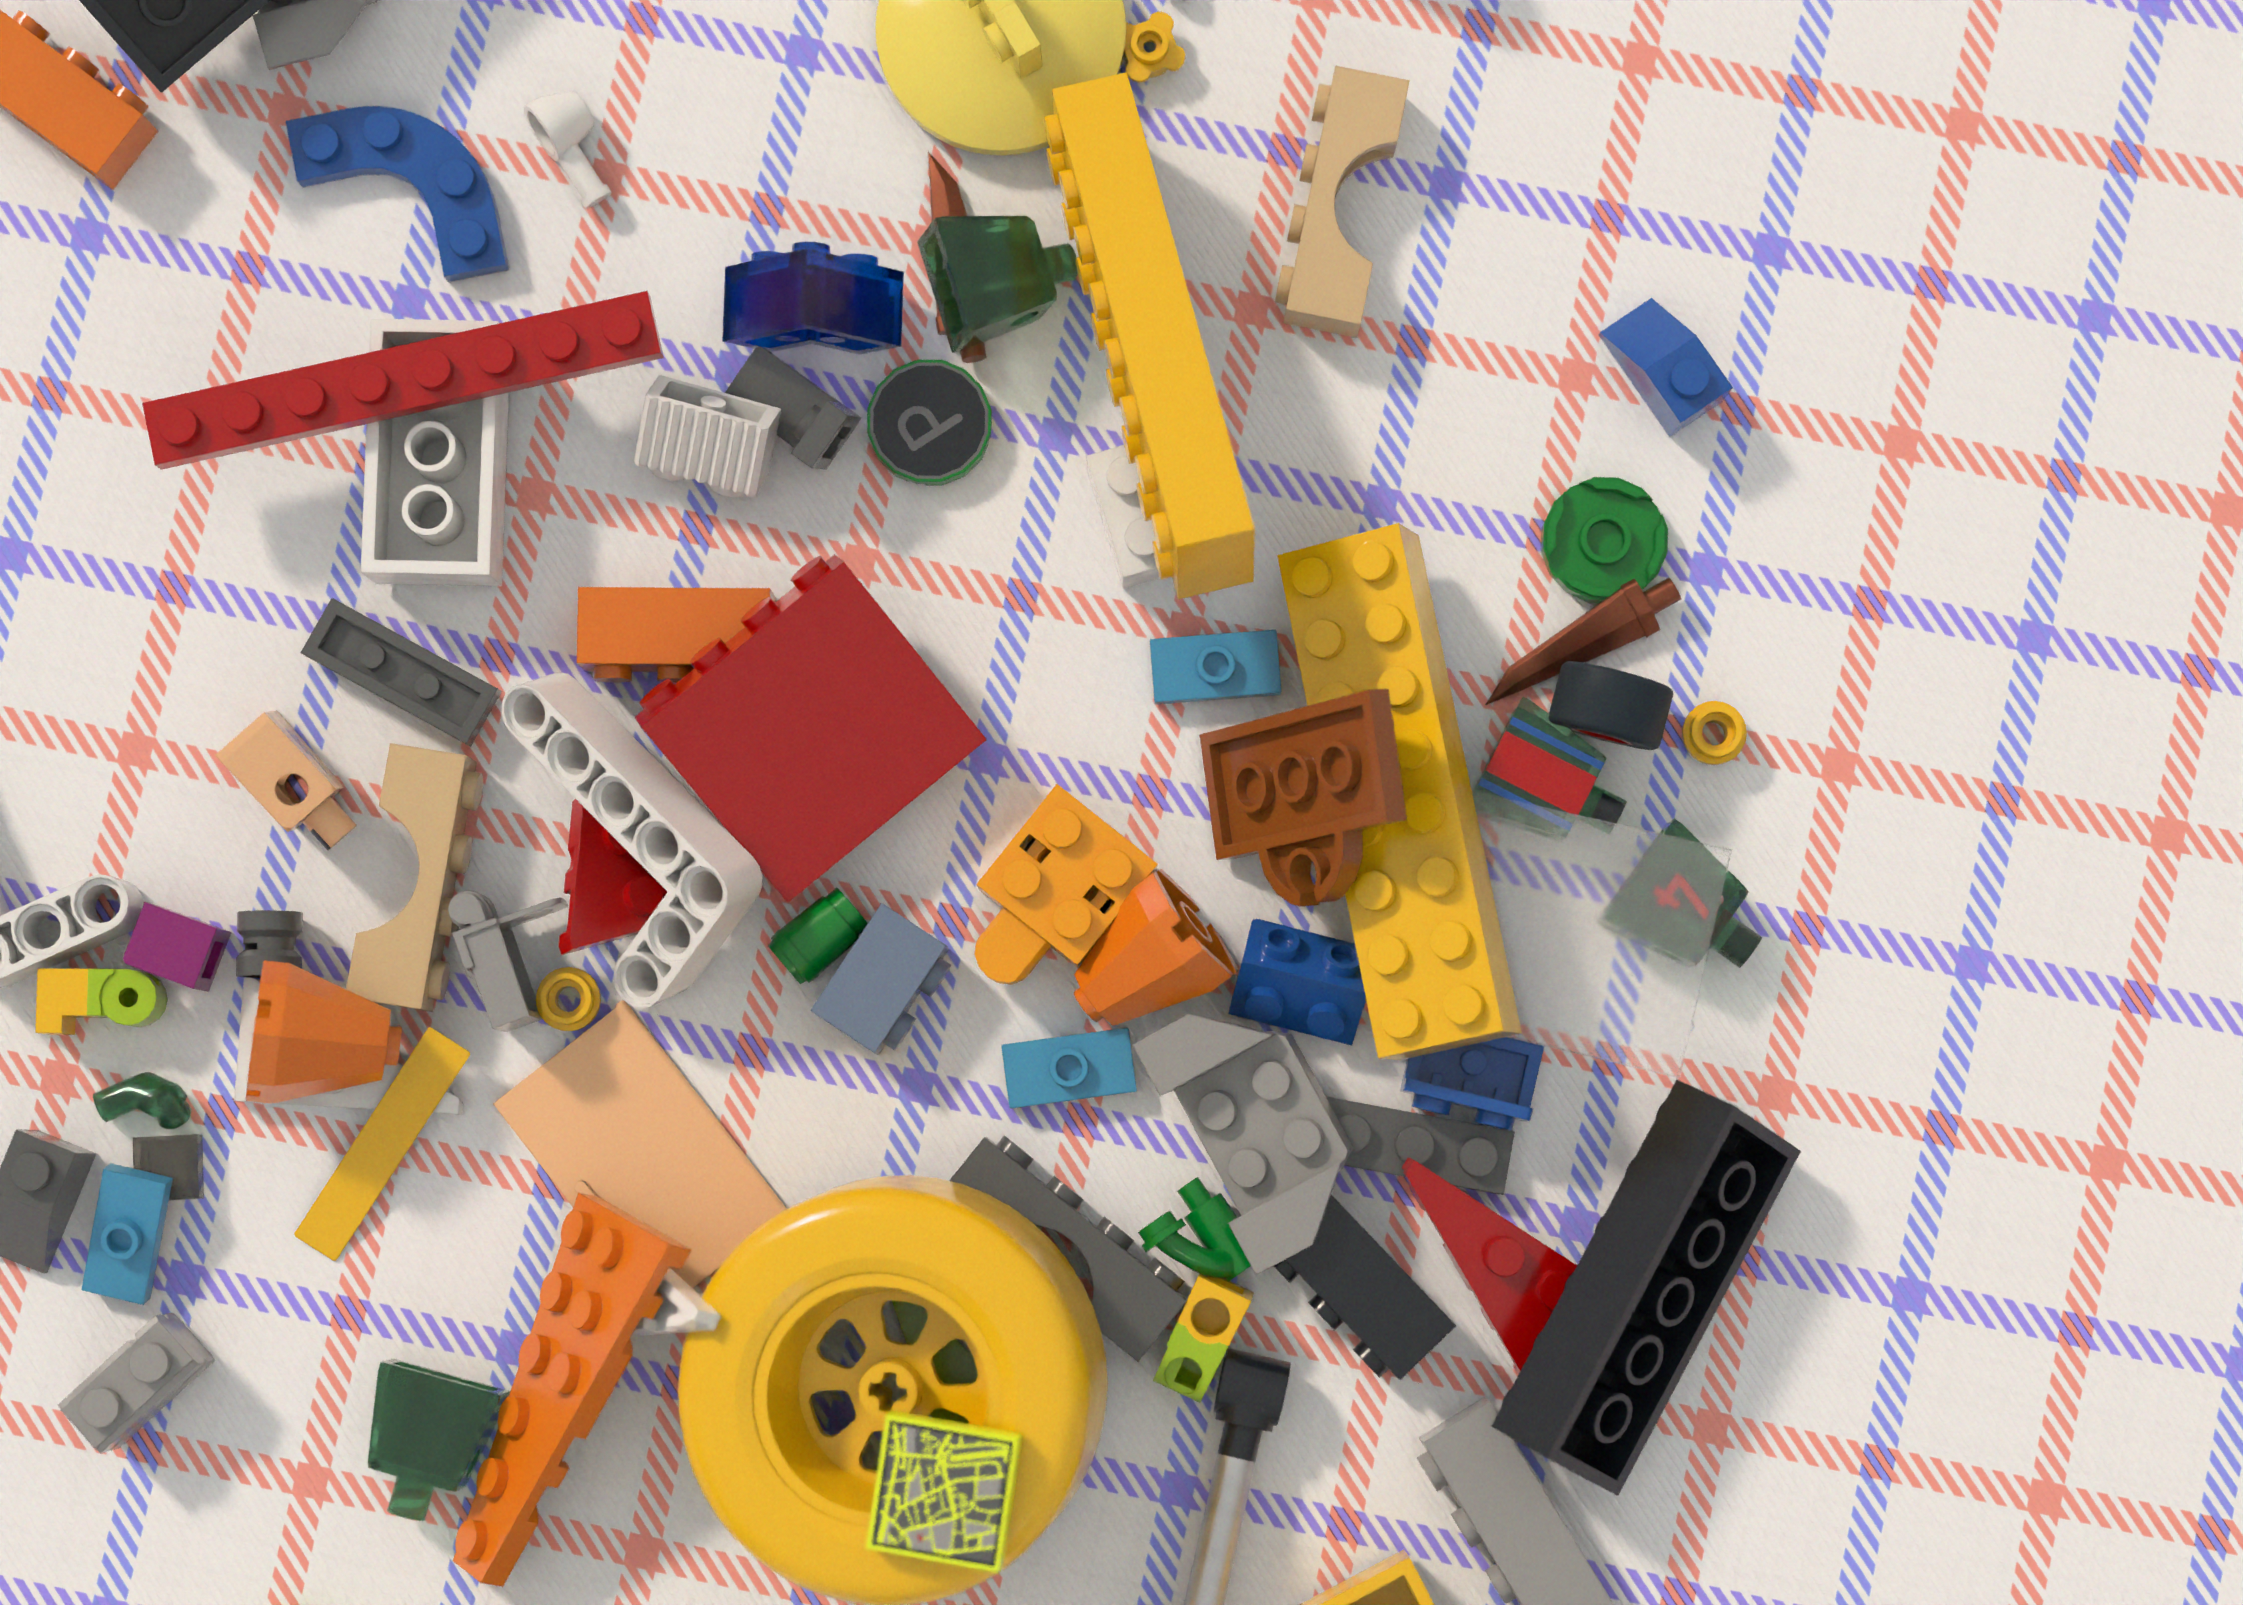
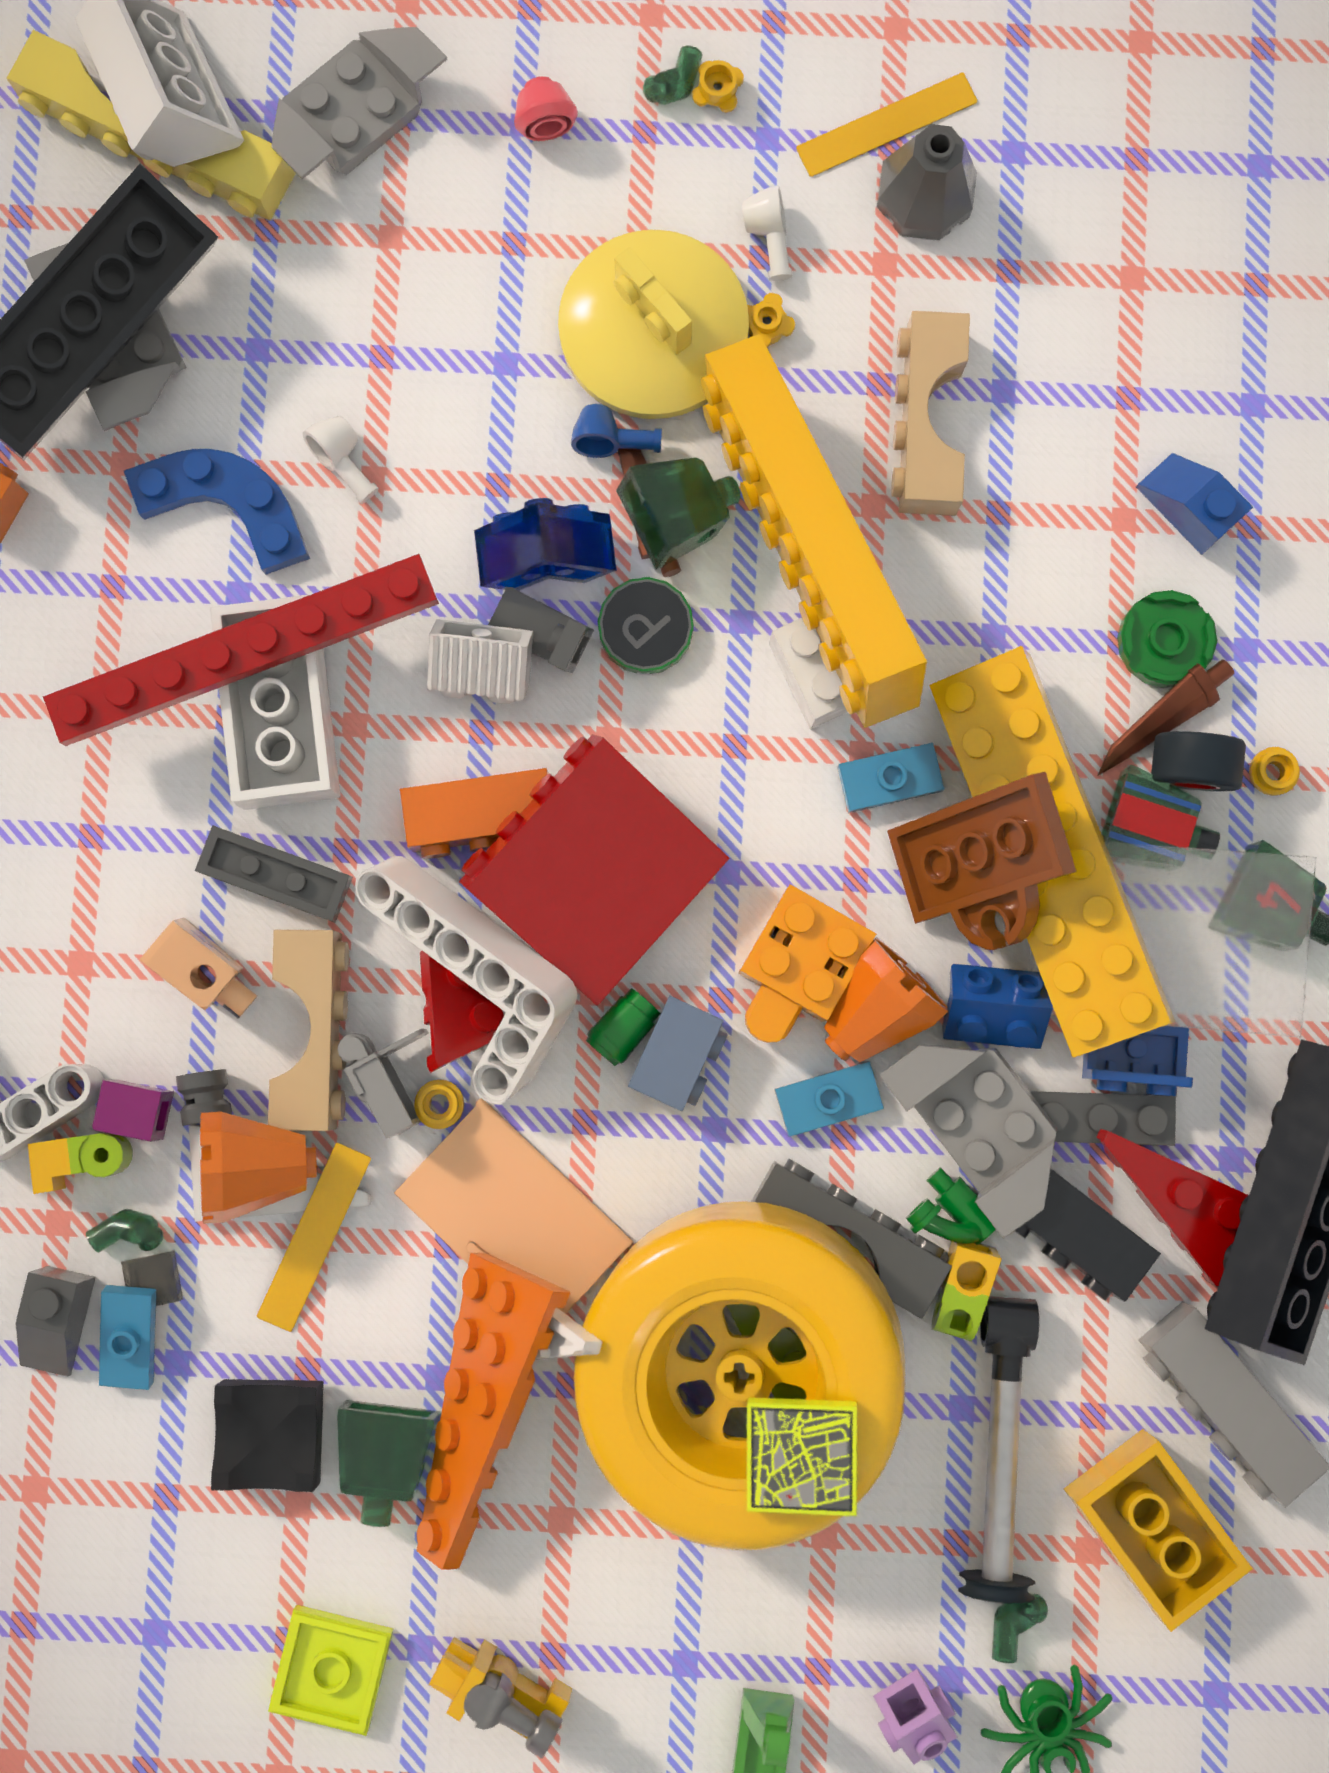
camera: 10 degrees left, 0 degrees up
(136, 1382) = (151, 1452): light grey brick -> none
(286, 1383) = (267, 1435): none -> black brick
(906, 166) = (598, 436): none -> blue bar

